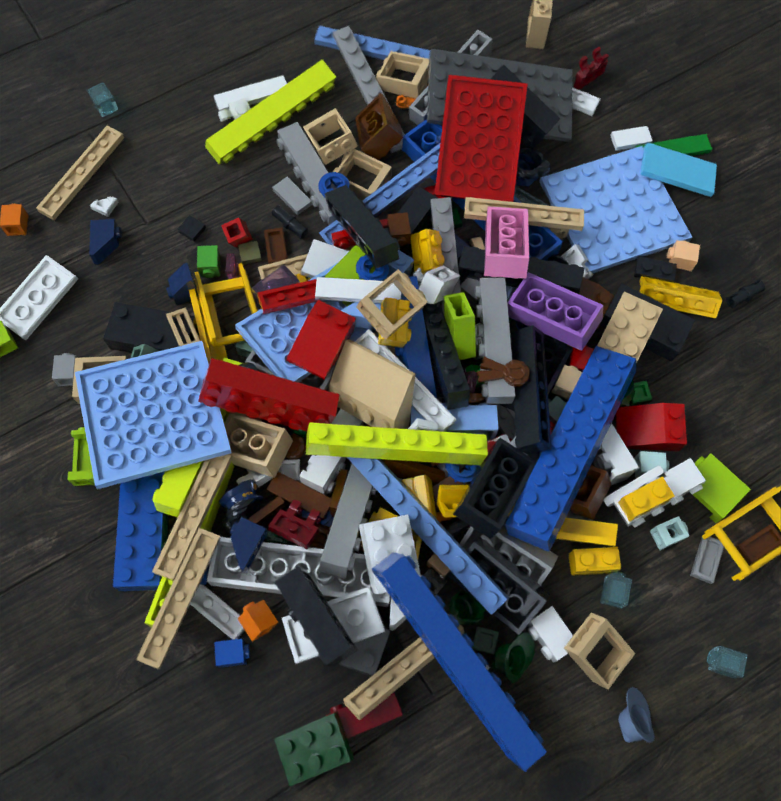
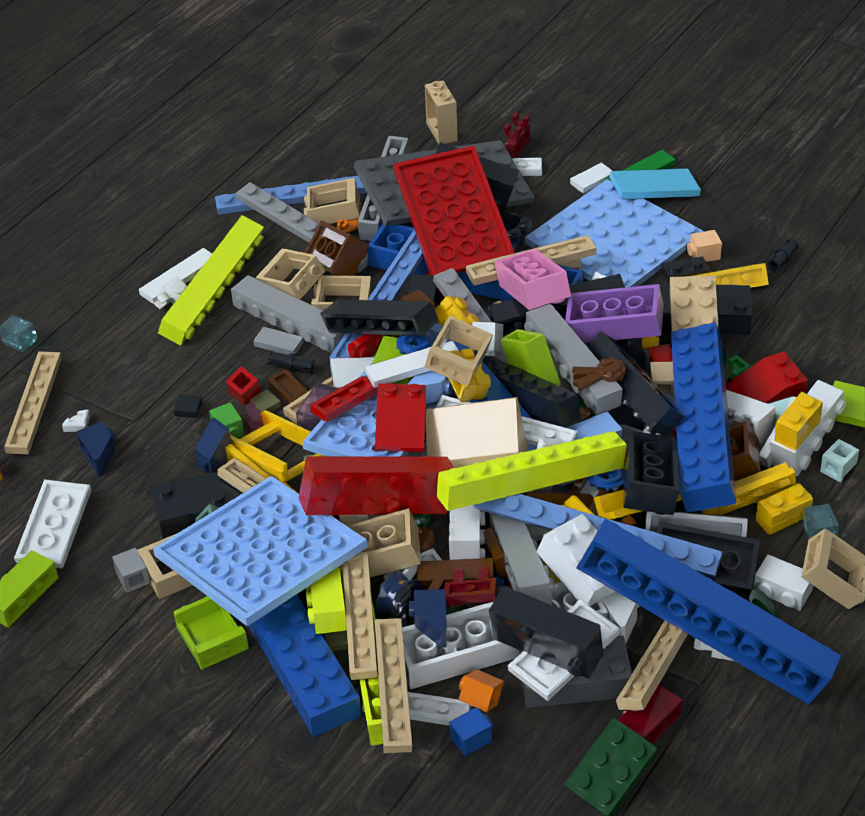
camera: 20 degrees left, 25 degrees down
(336, 178) = (315, 305): blue gear -> none

